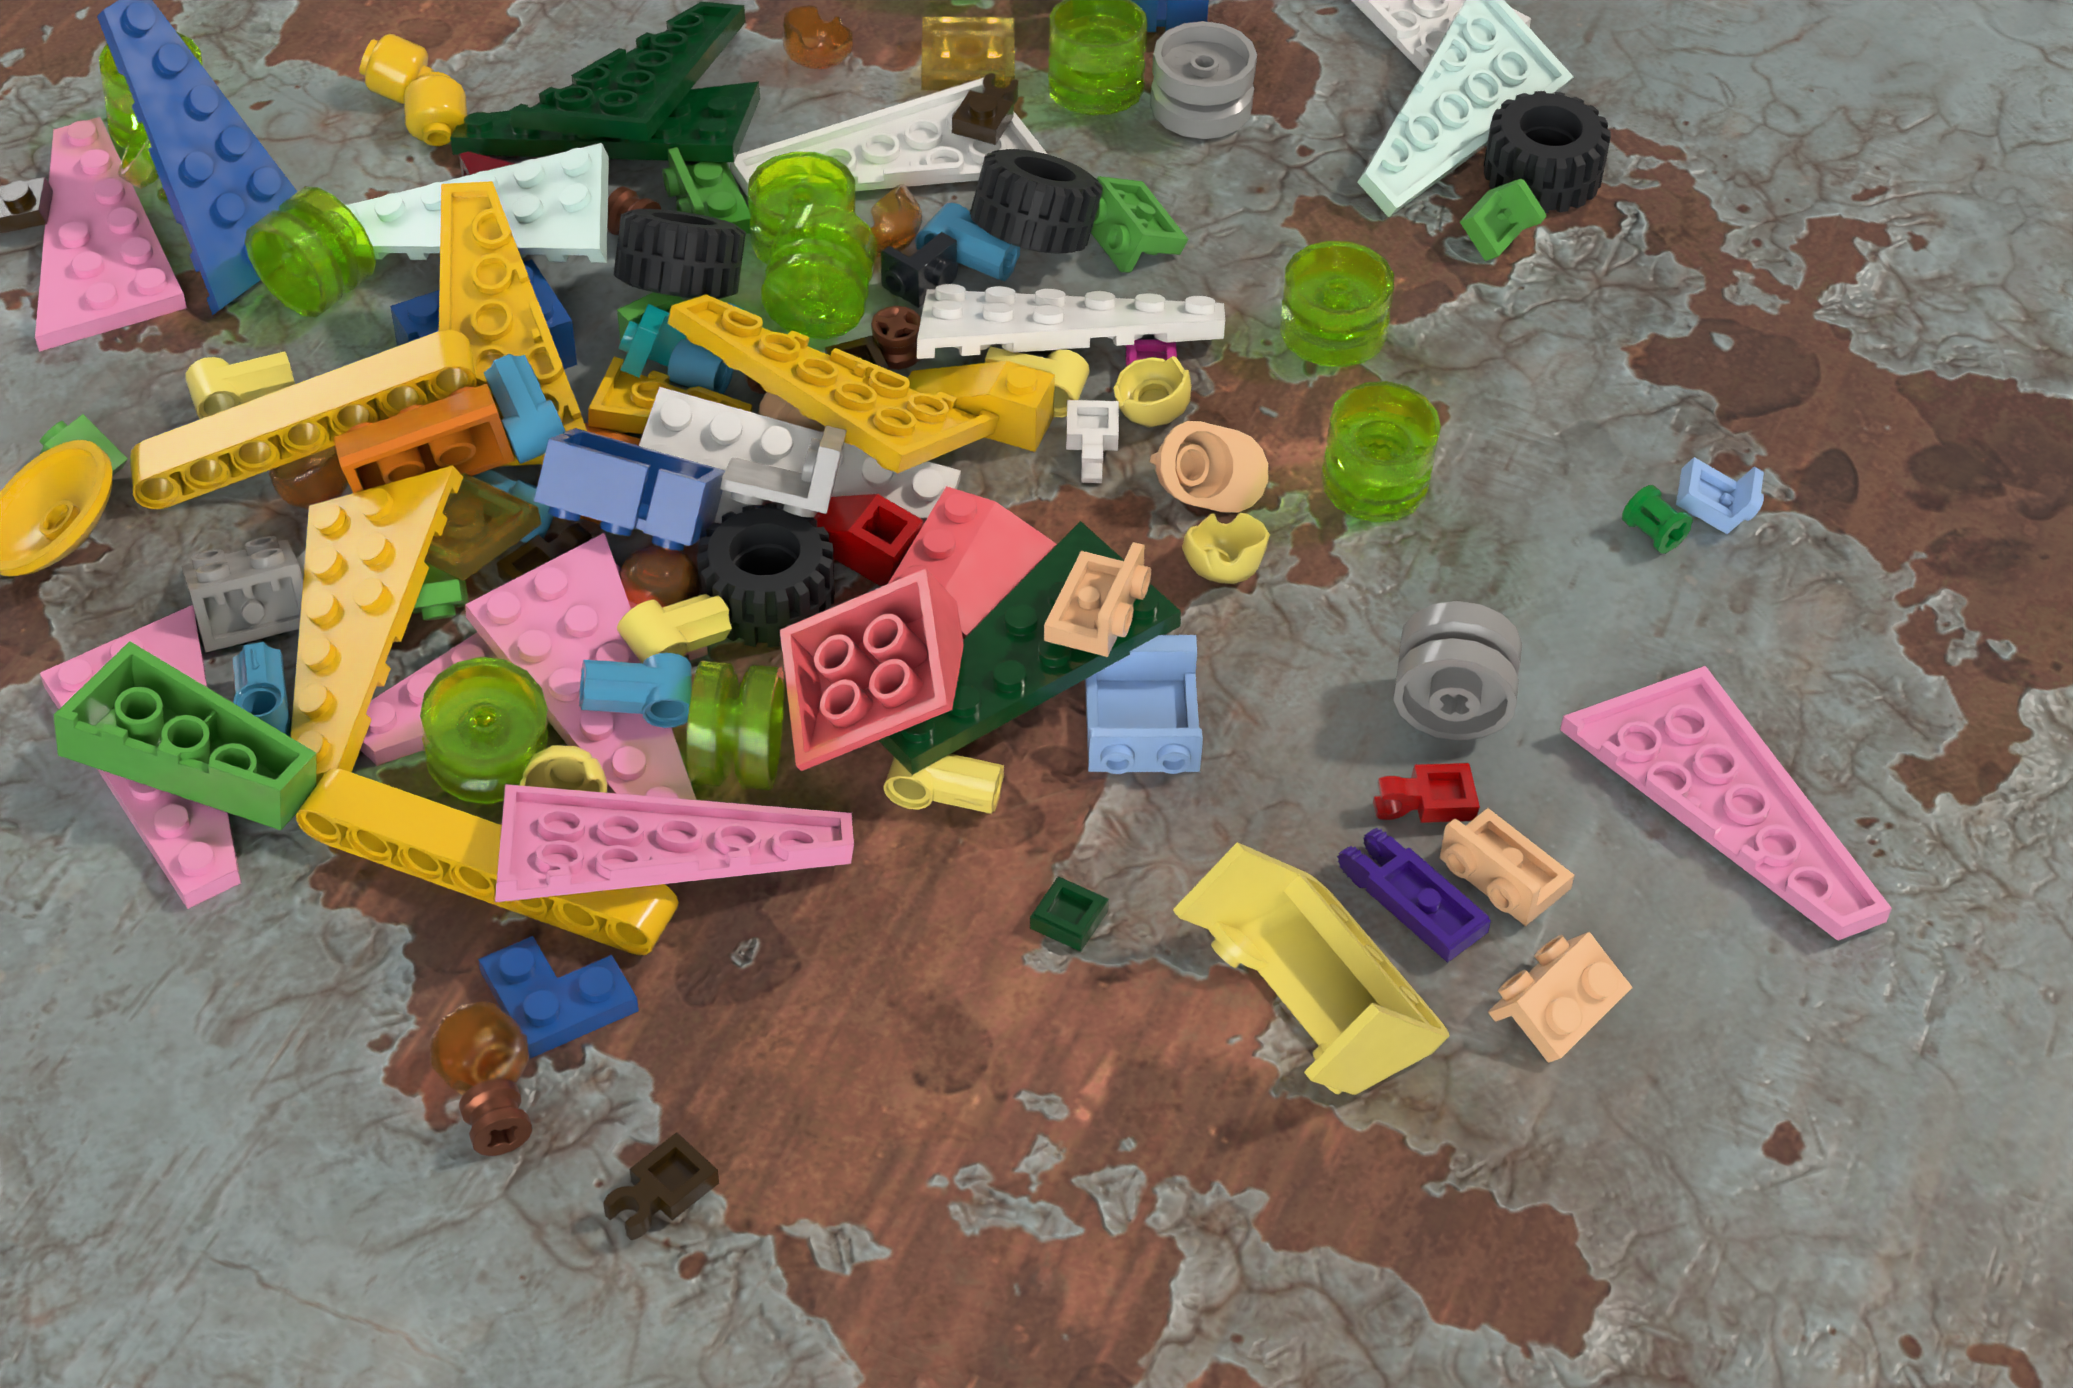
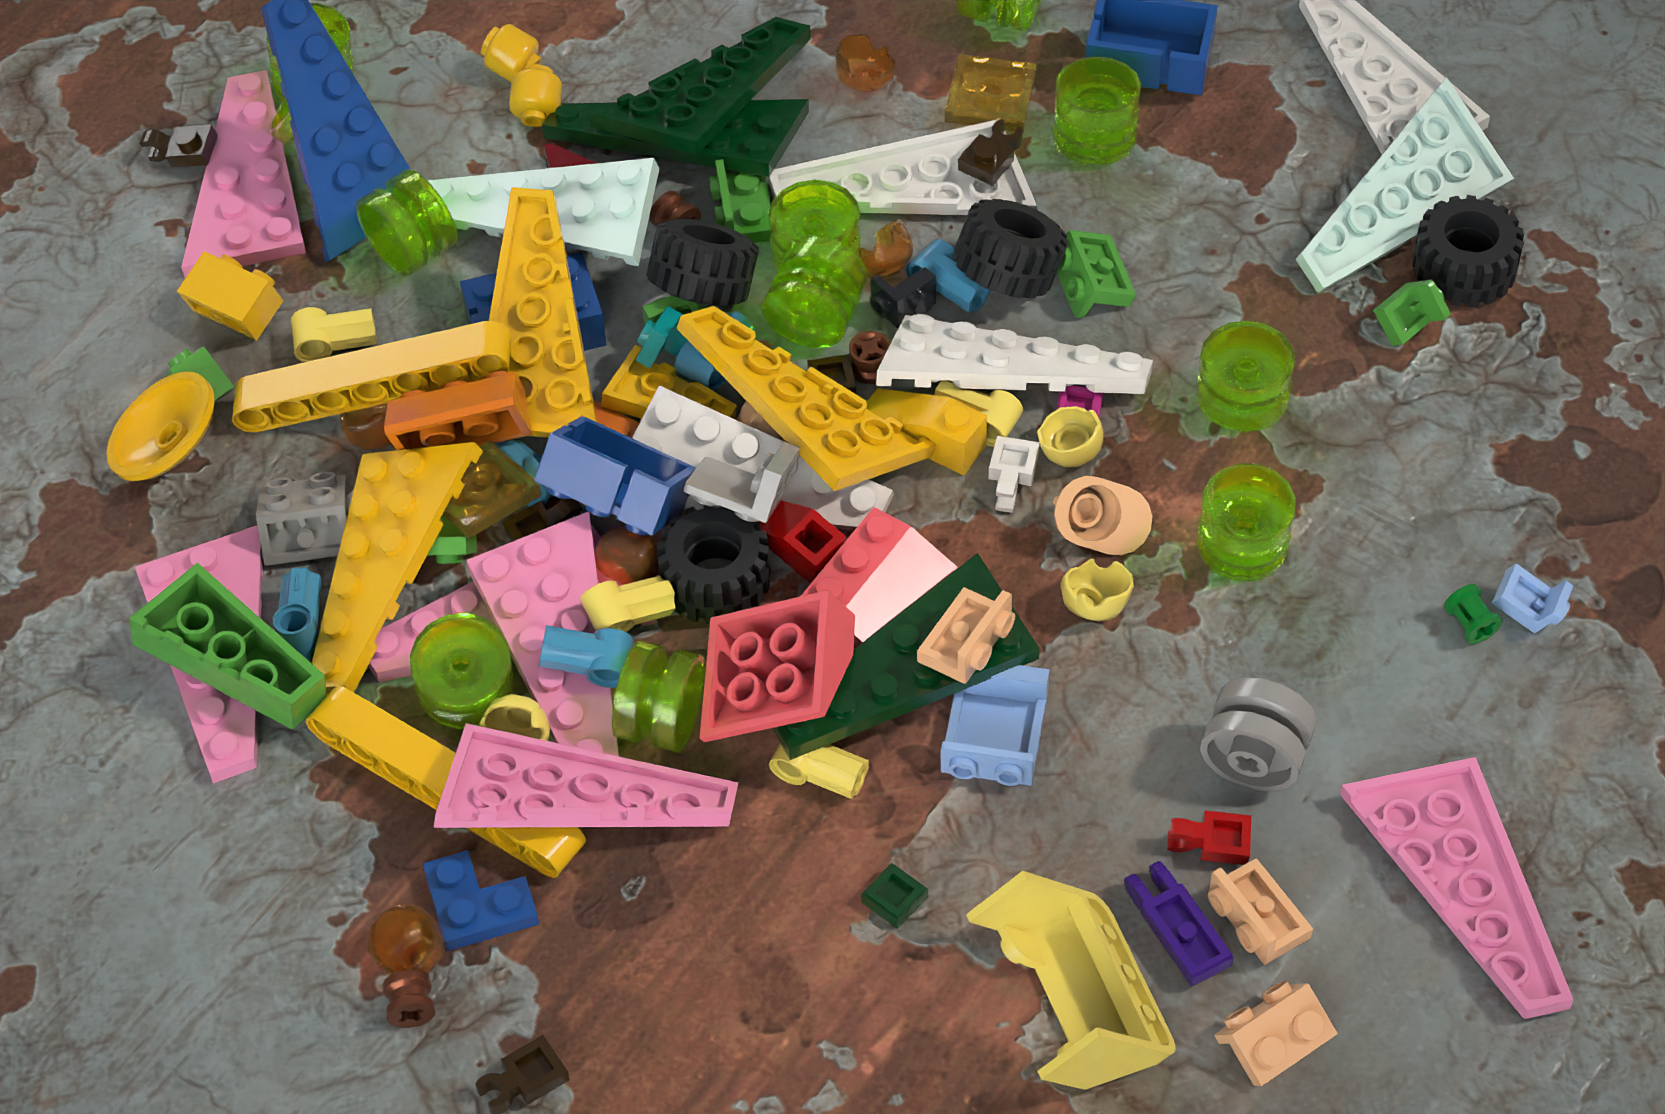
camera: 15 degrees right, 5 degrees up
(105, 357) = (231, 294): none -> yellow brick
(526, 413) = (546, 402): dark azure piece -> none
(1203, 79) = (1183, 145): light grey wheel -> none

